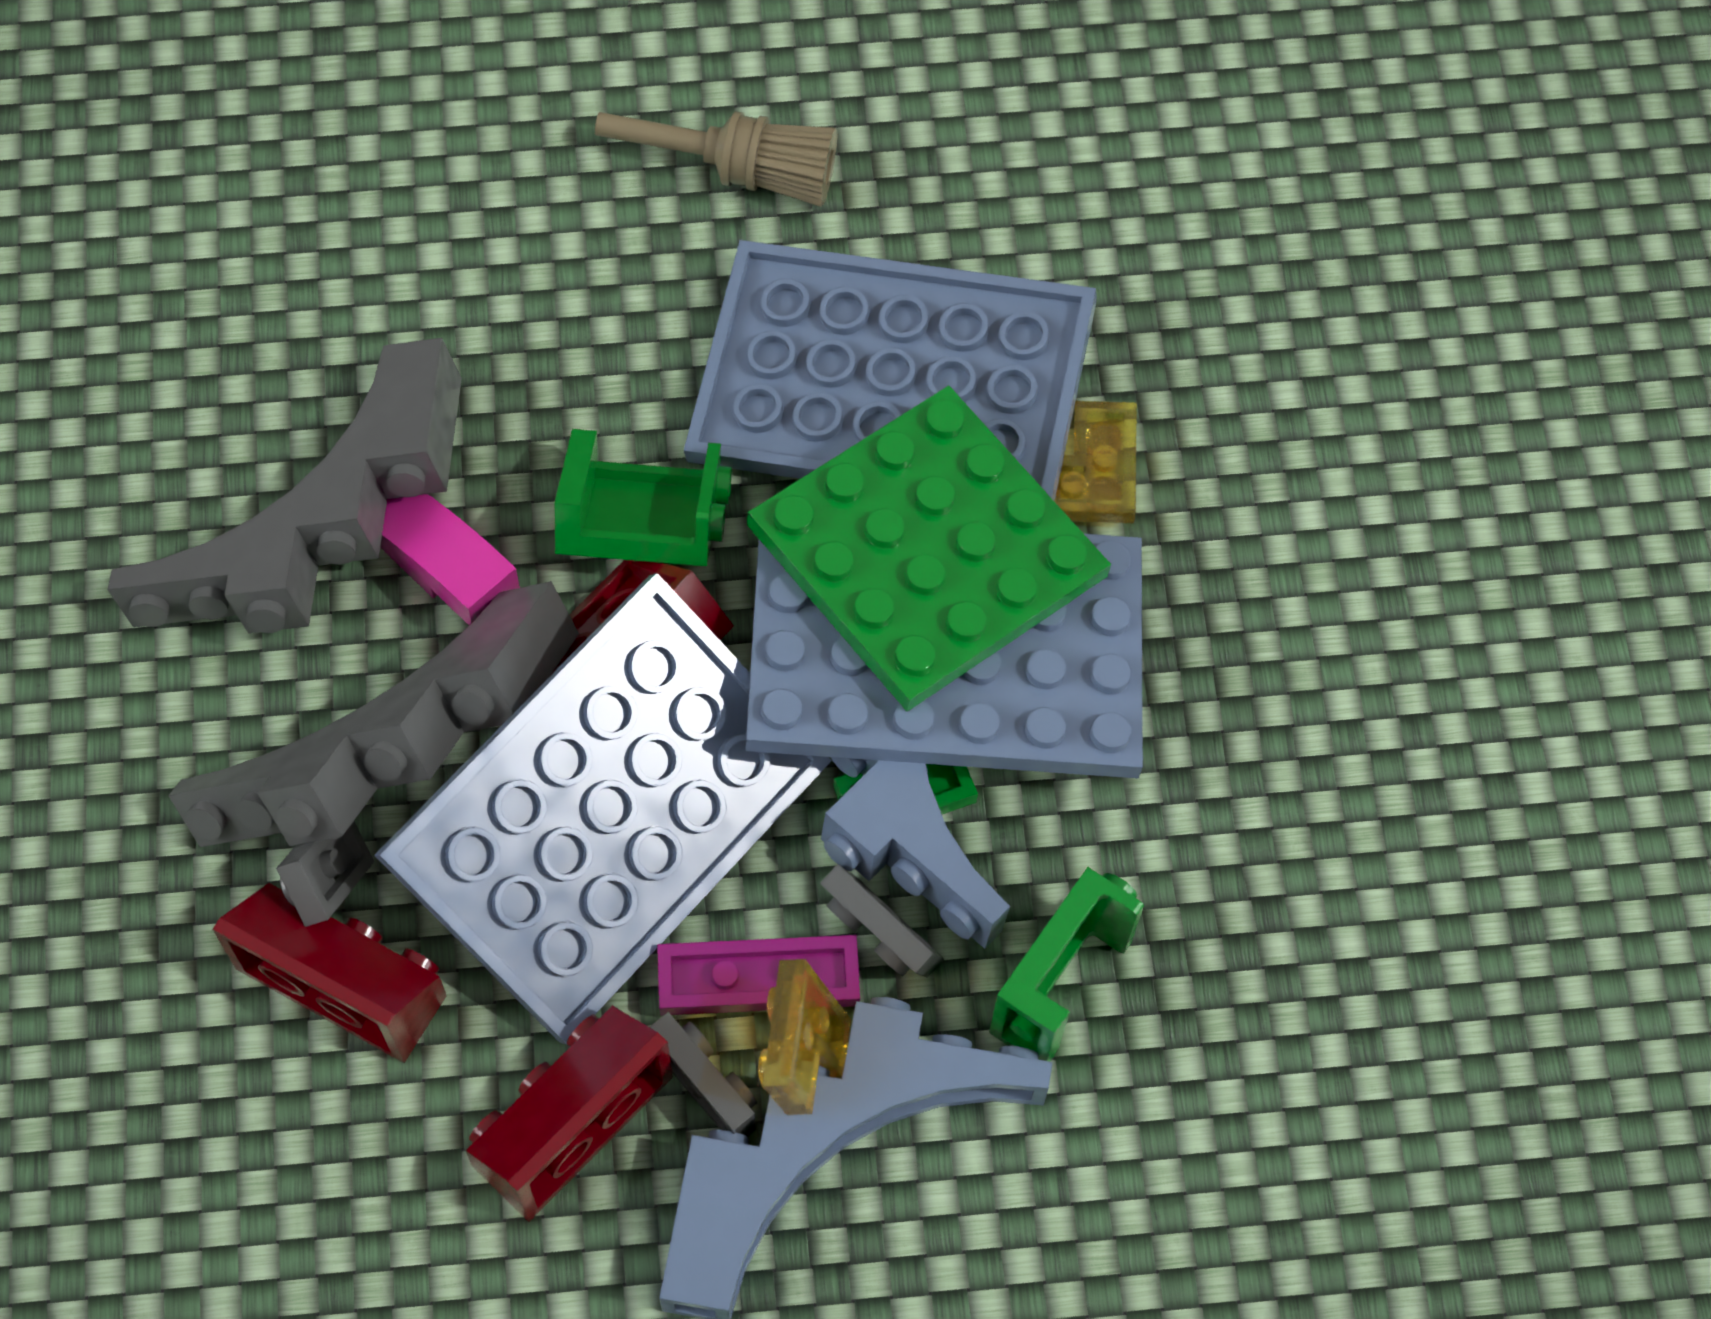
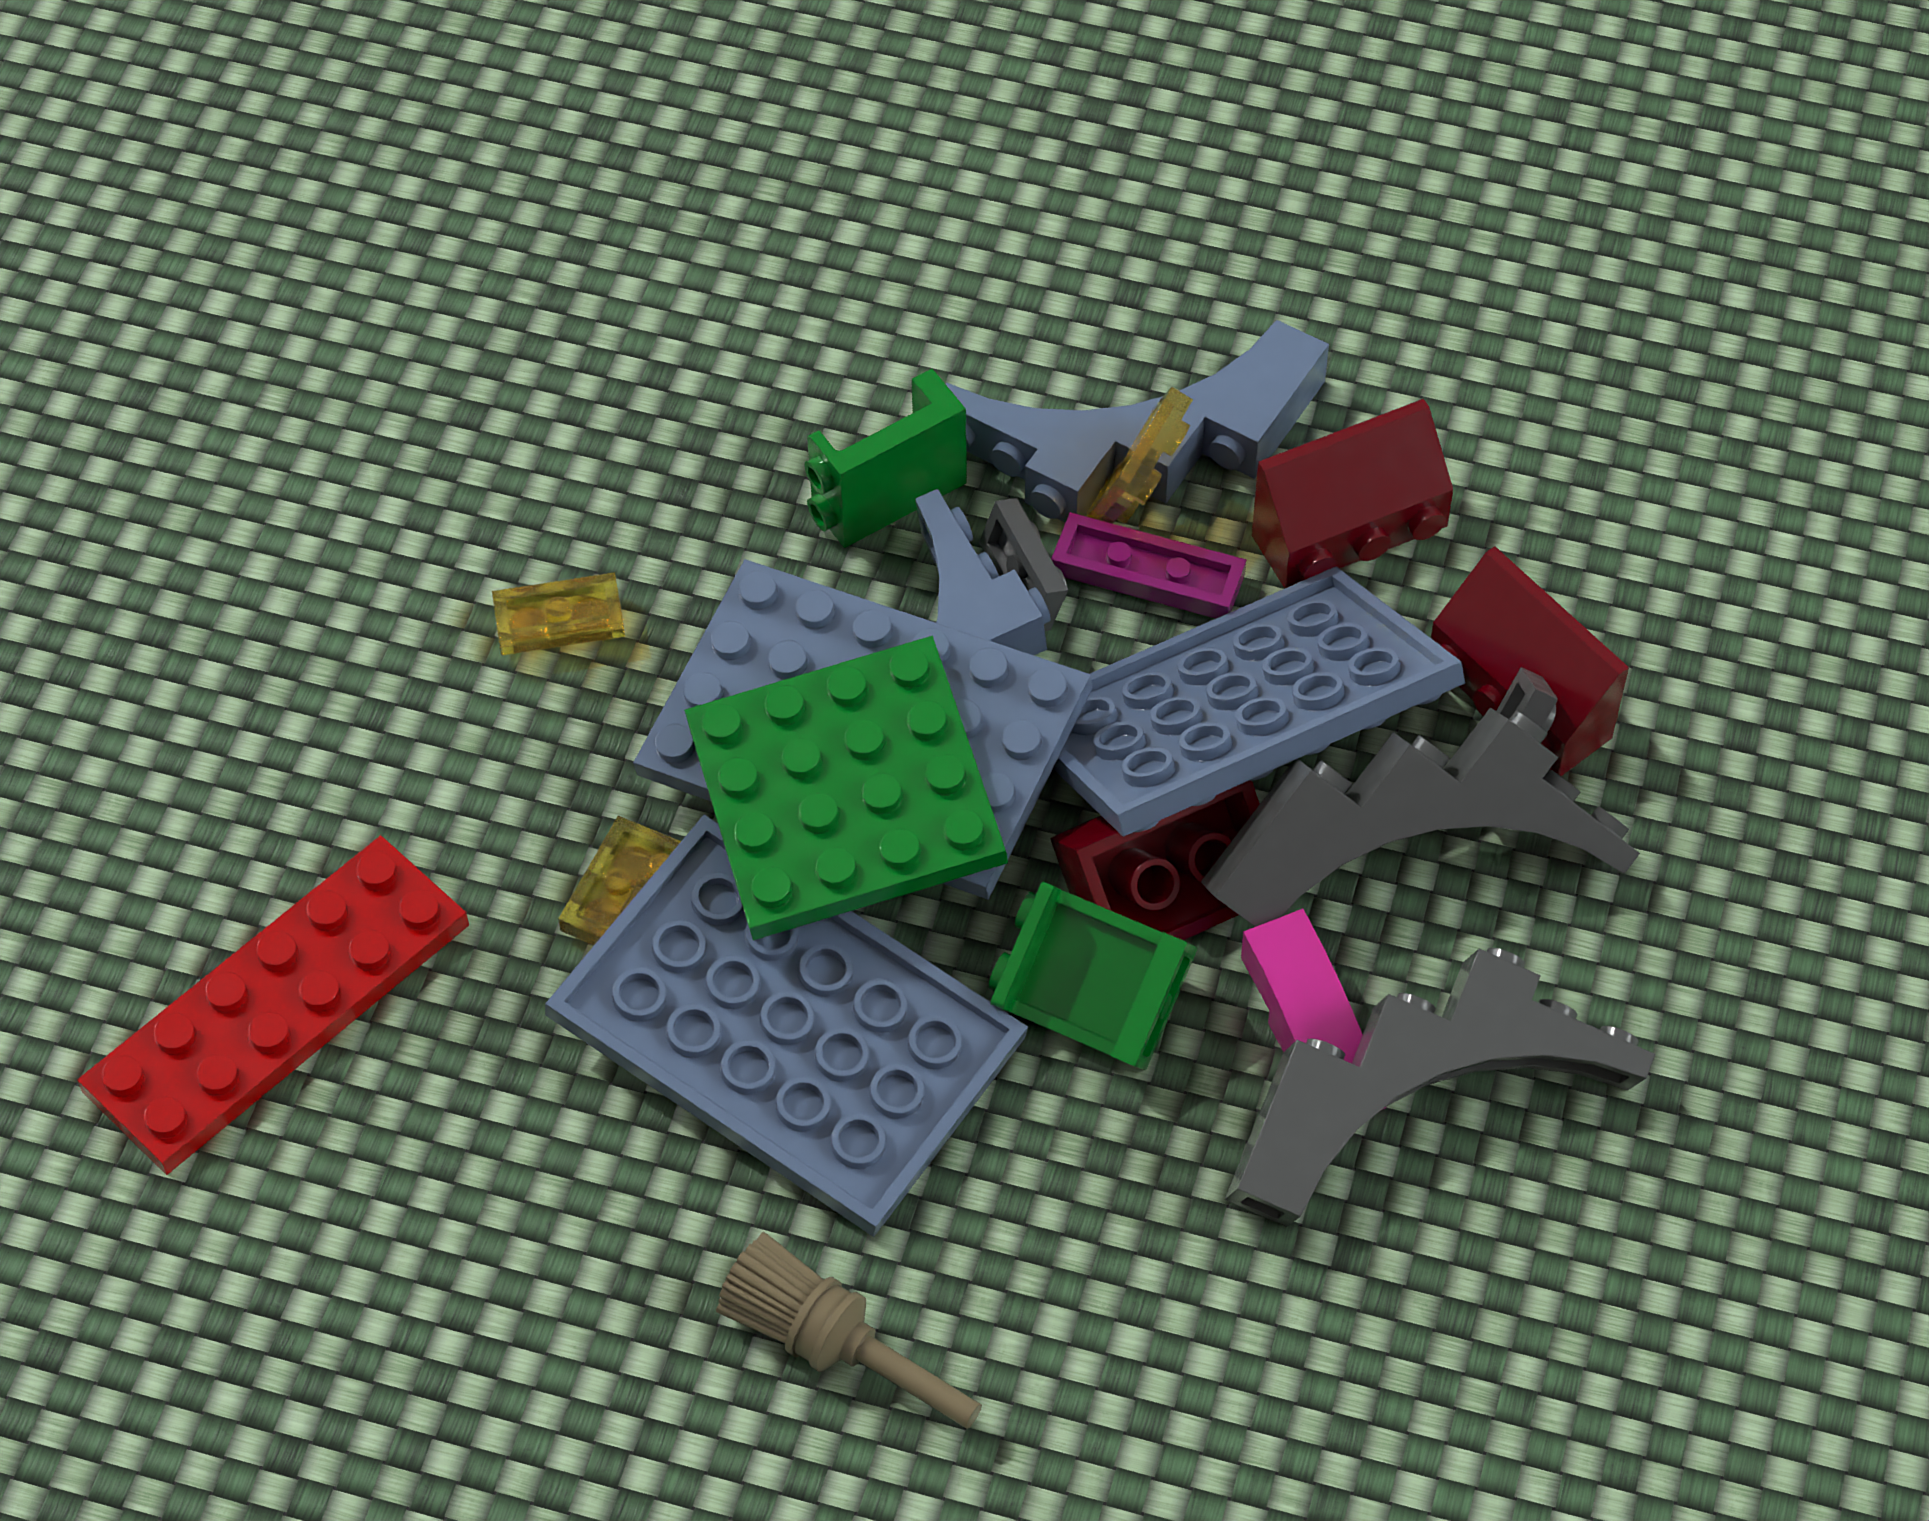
camera: 155 degrees left, 10 degrees down
(723, 1099) = (1234, 515): dark grey plate -> none
(1305, 710) = (558, 613): none -> clear yellow plate
(1335, 276) = (272, 1004): none -> red plate

